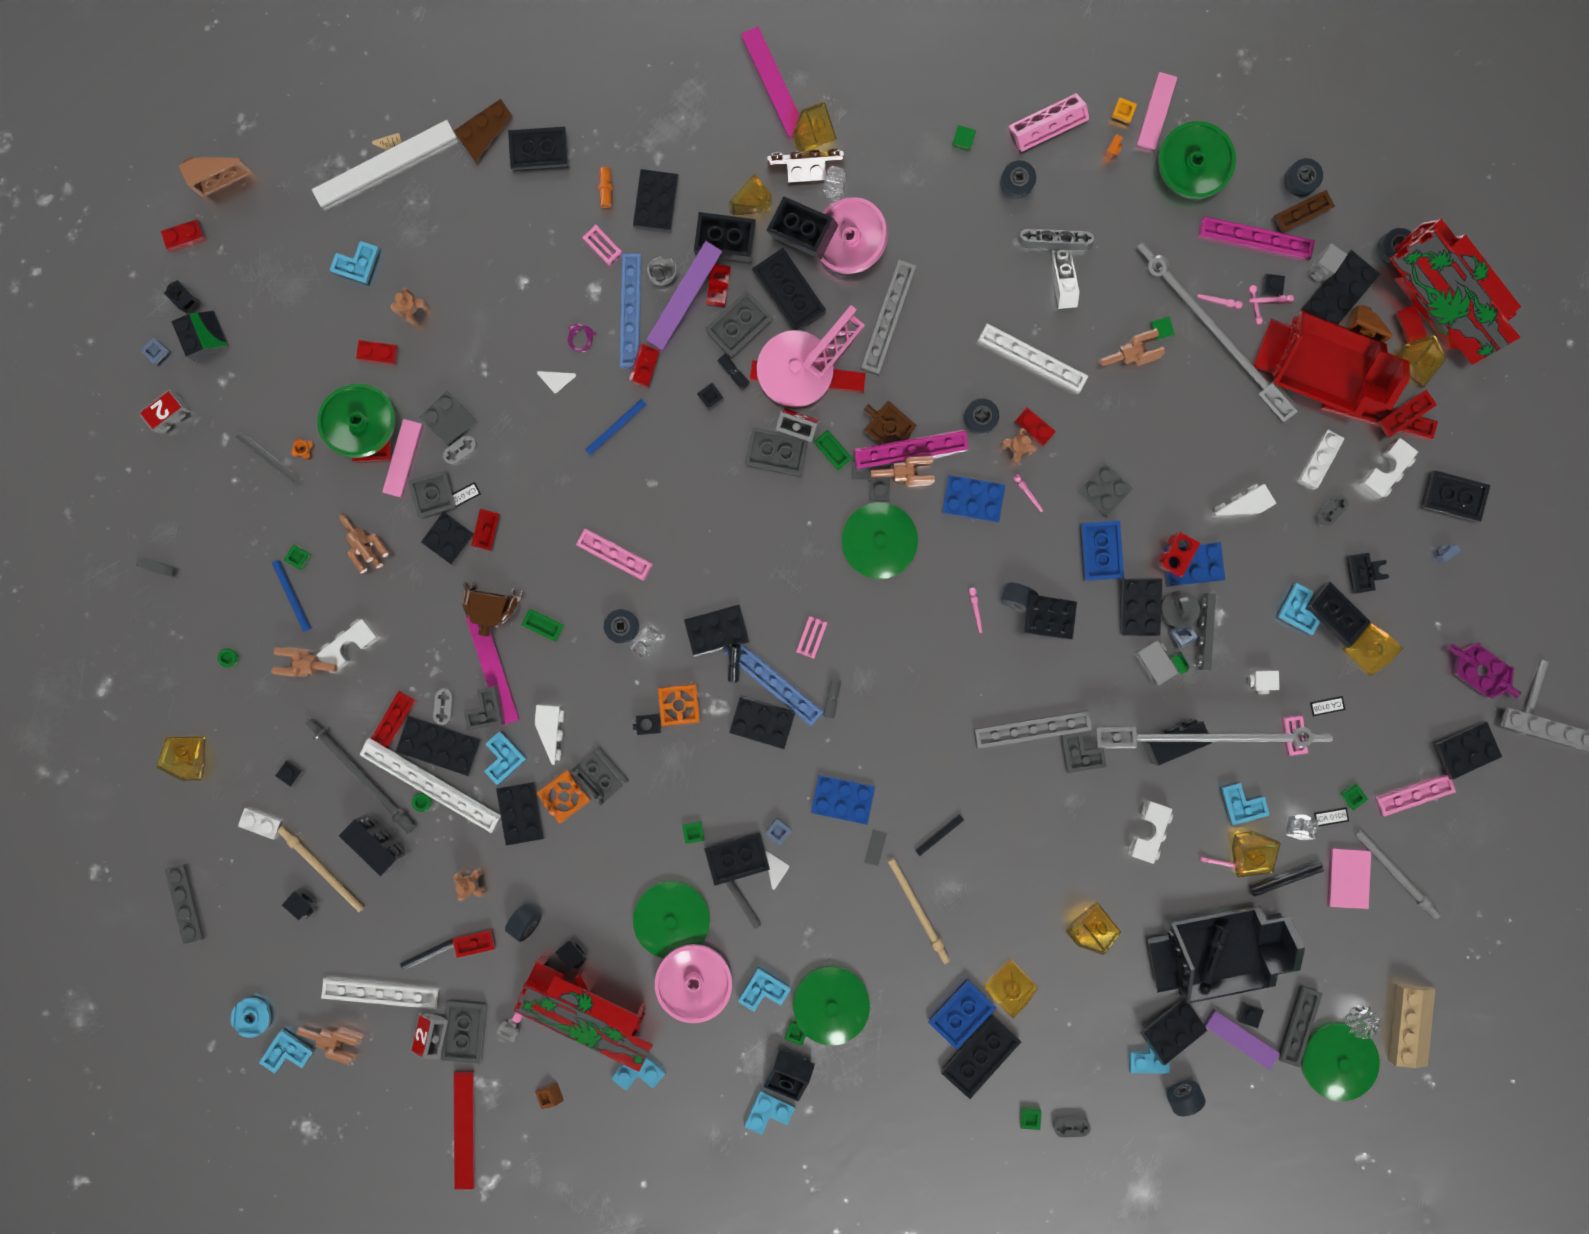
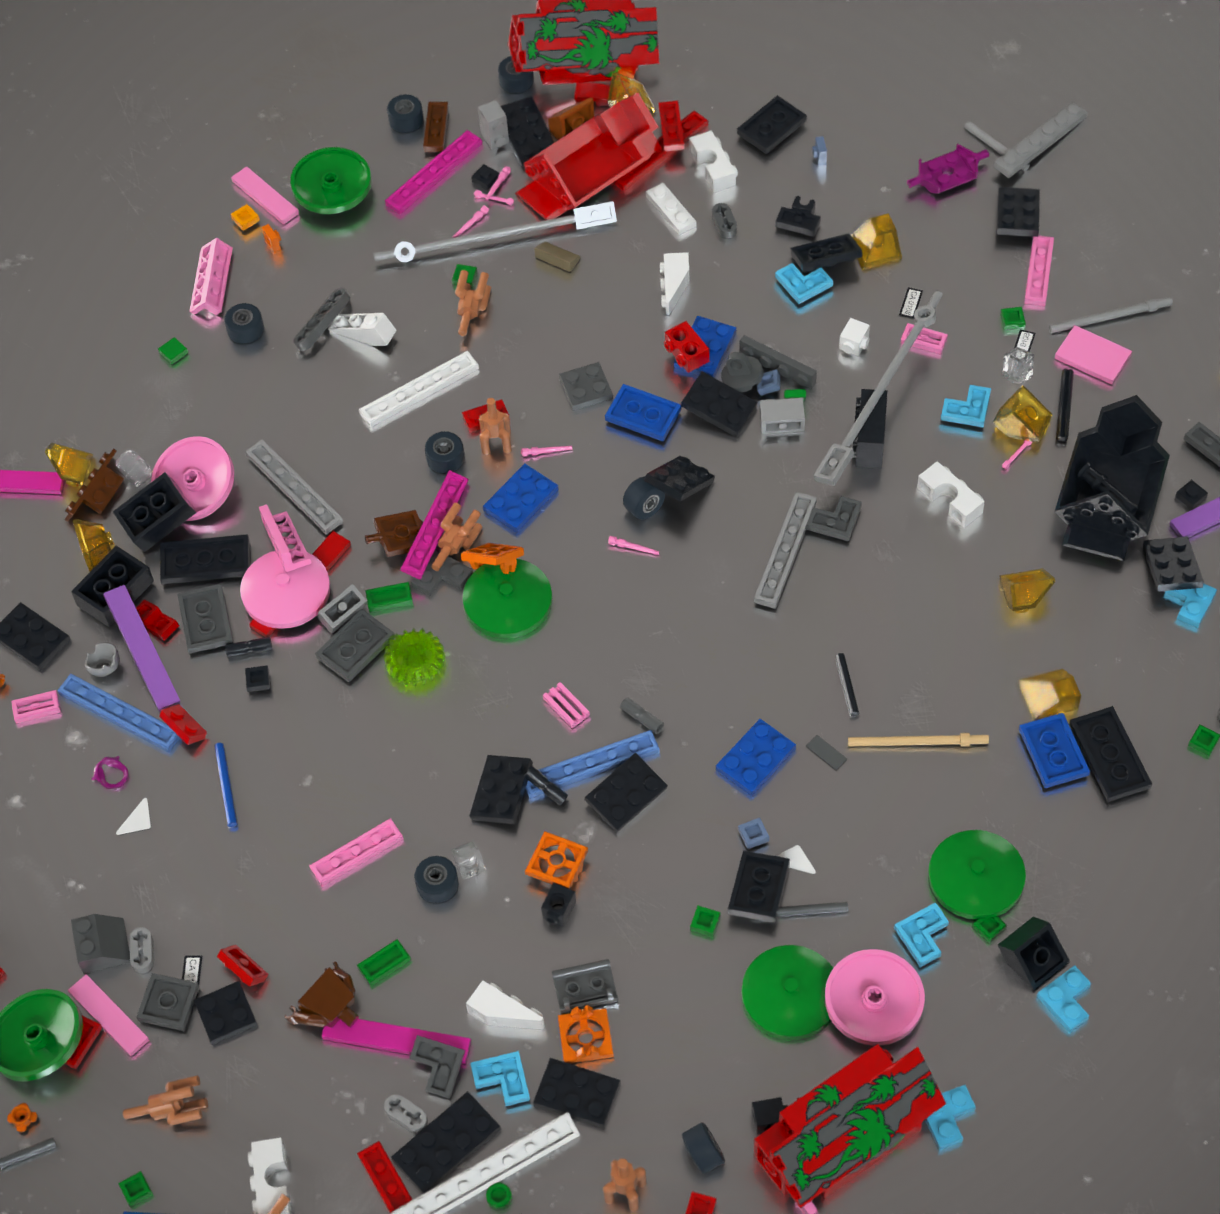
camera: 55 degrees left, 30 degrees down
(798, 502) = (413, 649): none -> clear neon green gear
(912, 504) = (493, 555): none -> orange piece
(1223, 392) = (556, 256): none -> dark tan slope

